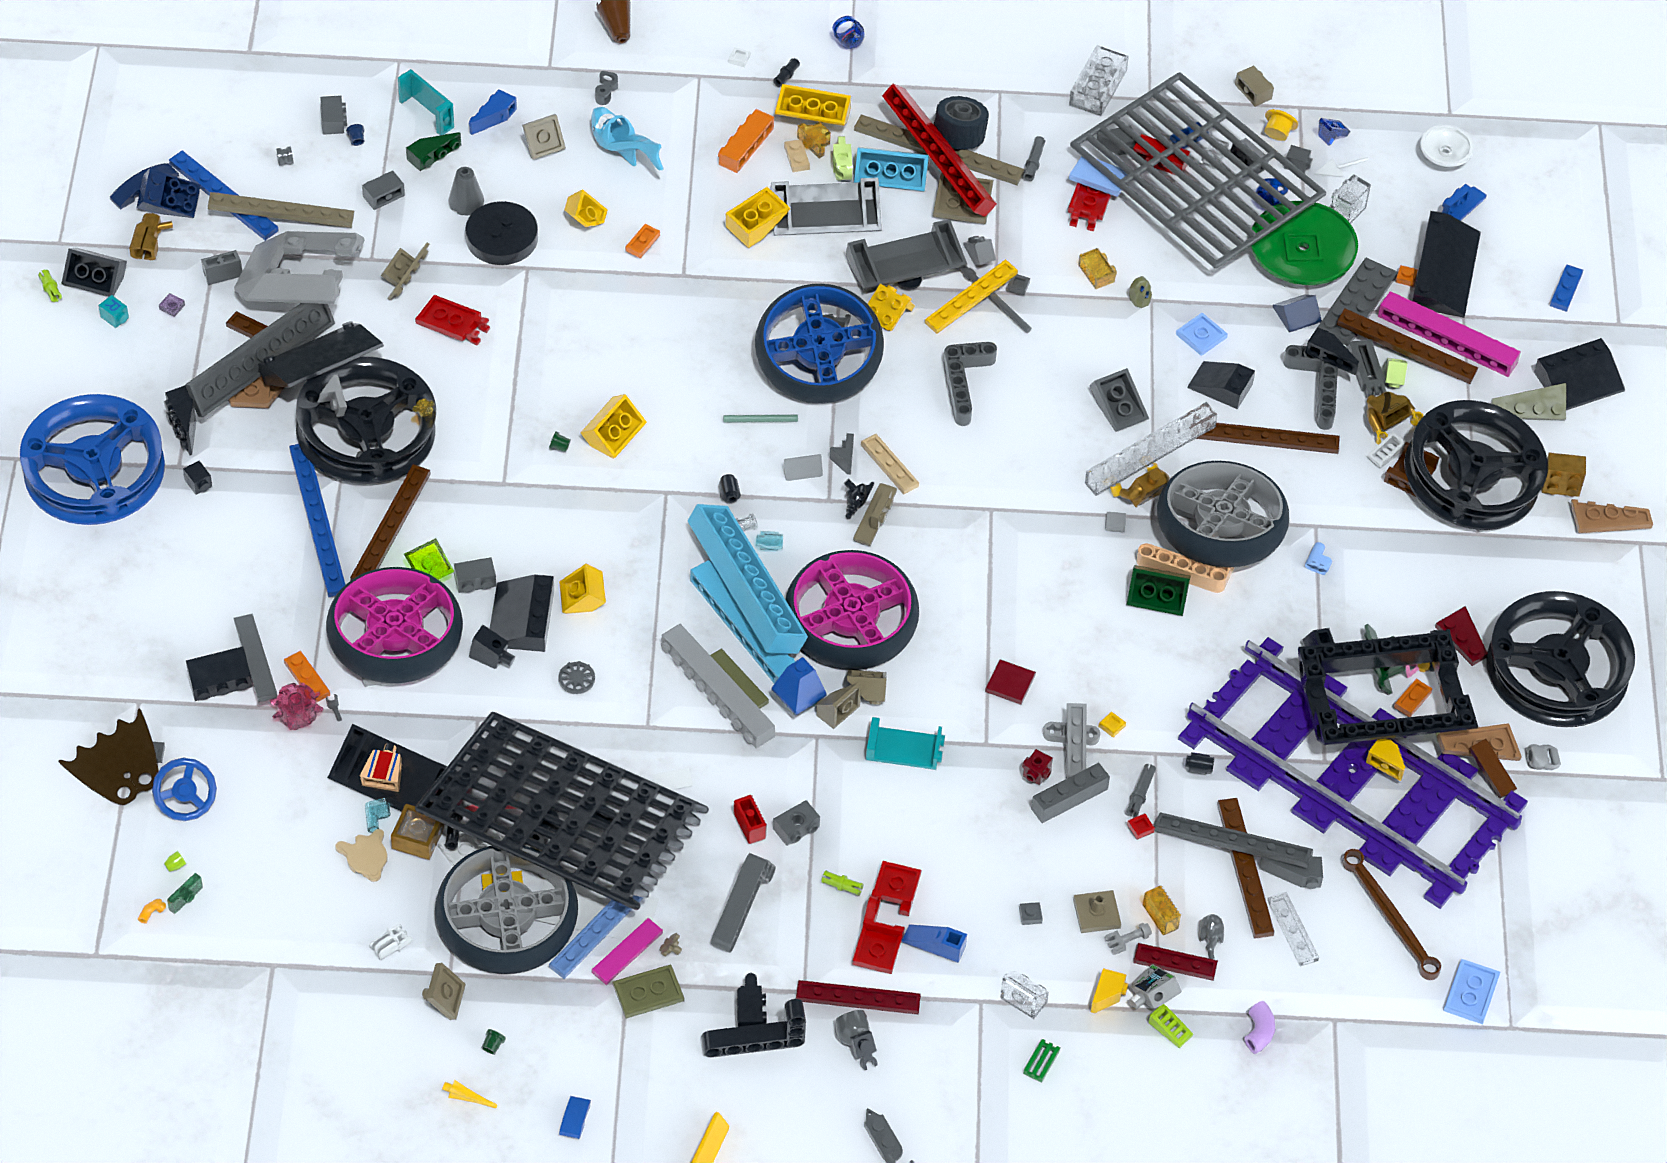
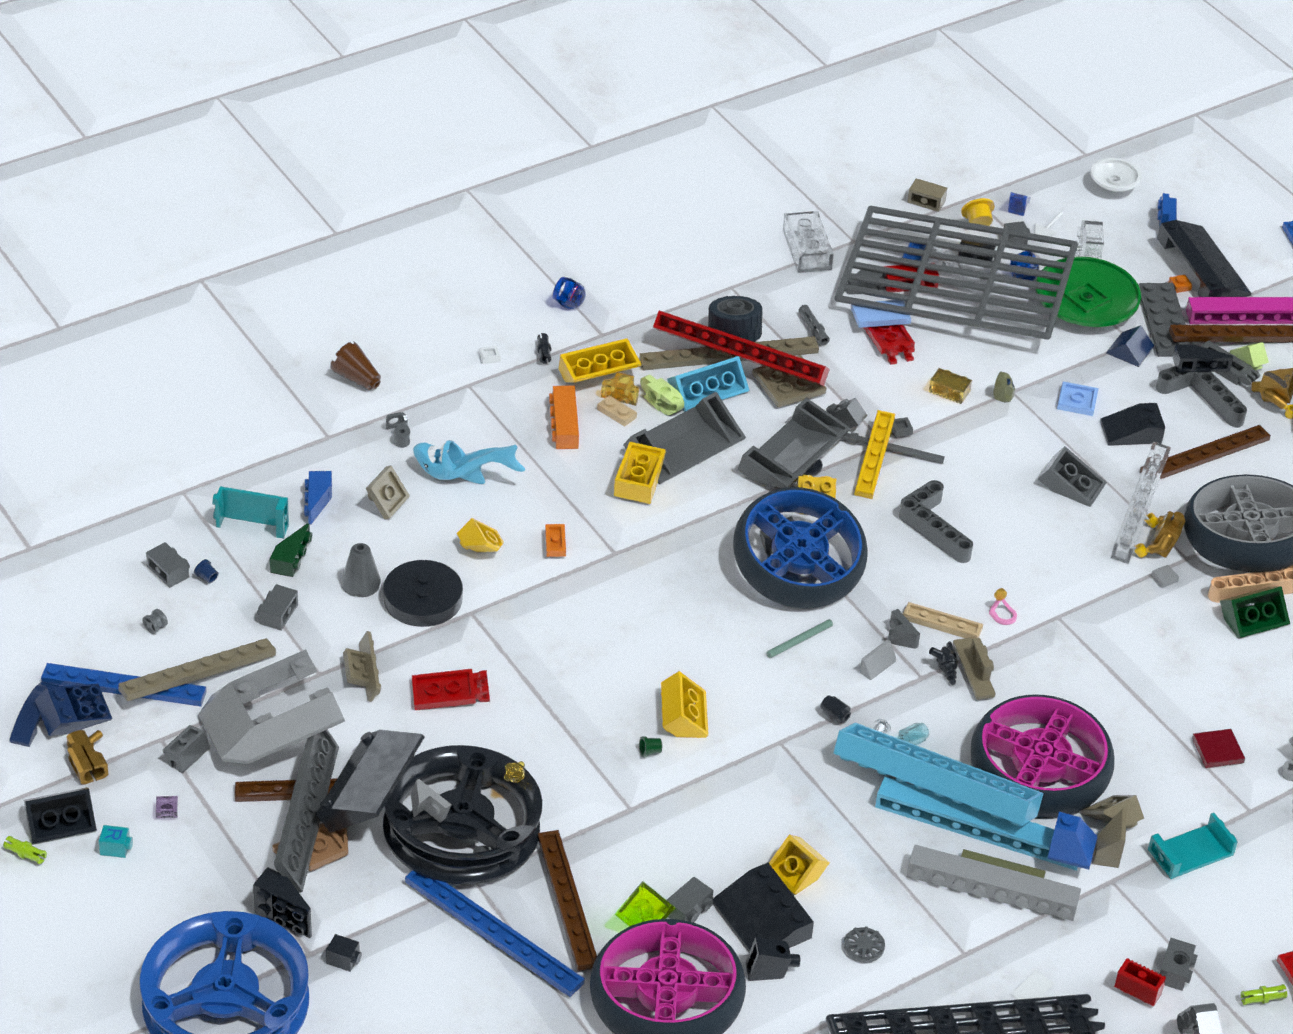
camera: 35 degrees left, 10 degrees down
(949, 465) = (1000, 595): none -> bright pink piece

